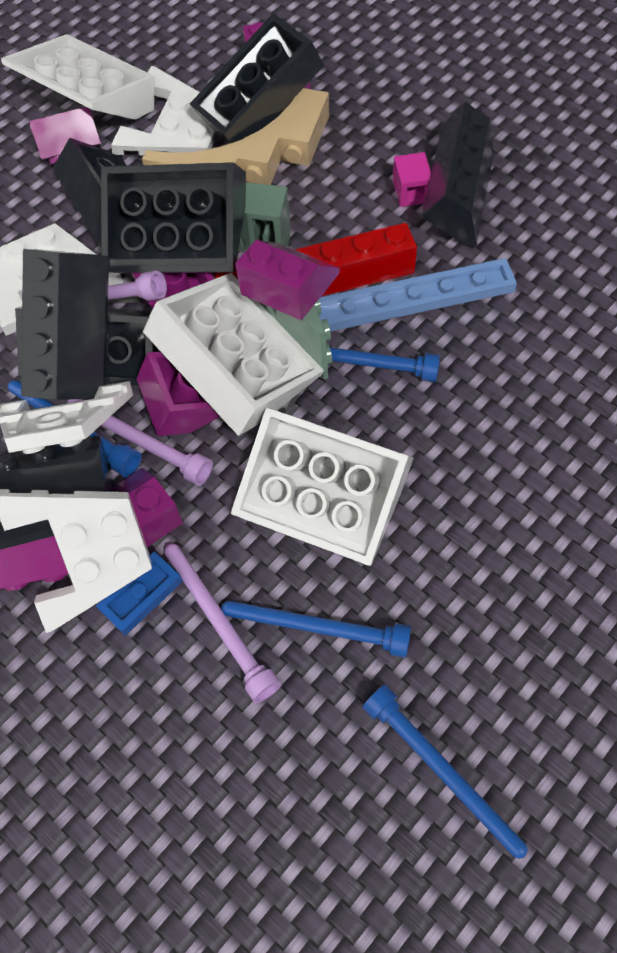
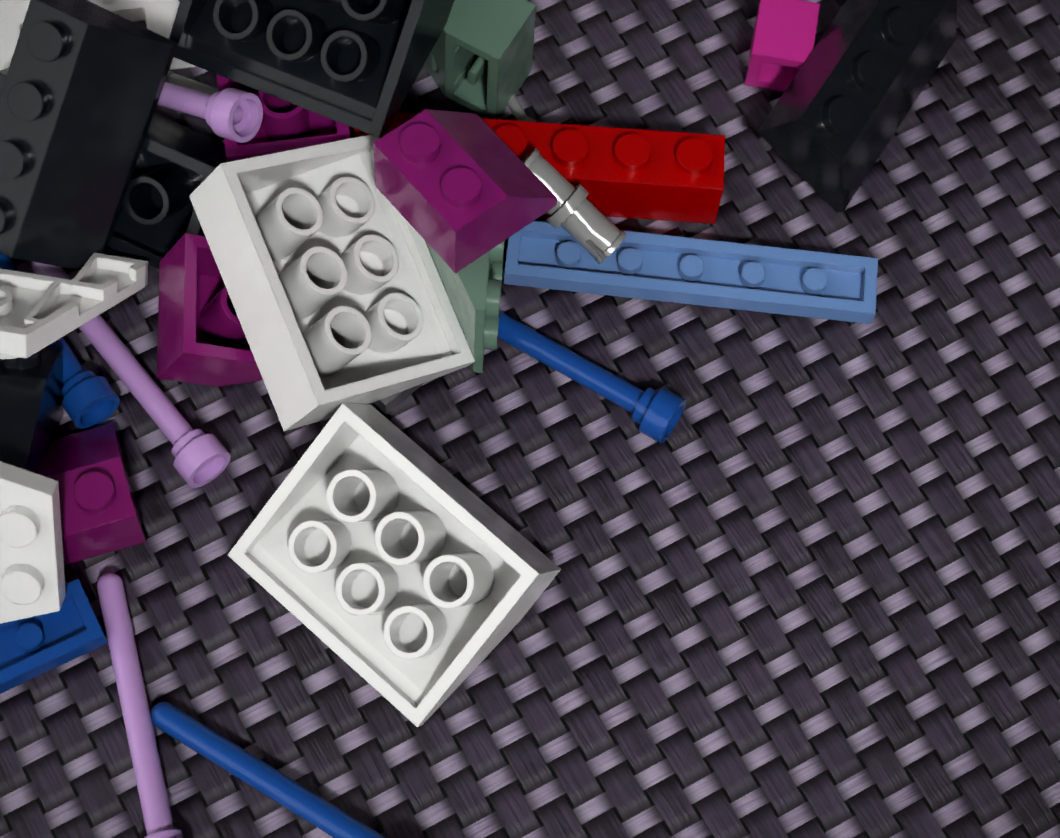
camera: 10 degrees right, 5 degrees up
(351, 282) = (575, 211): none -> light grey pin

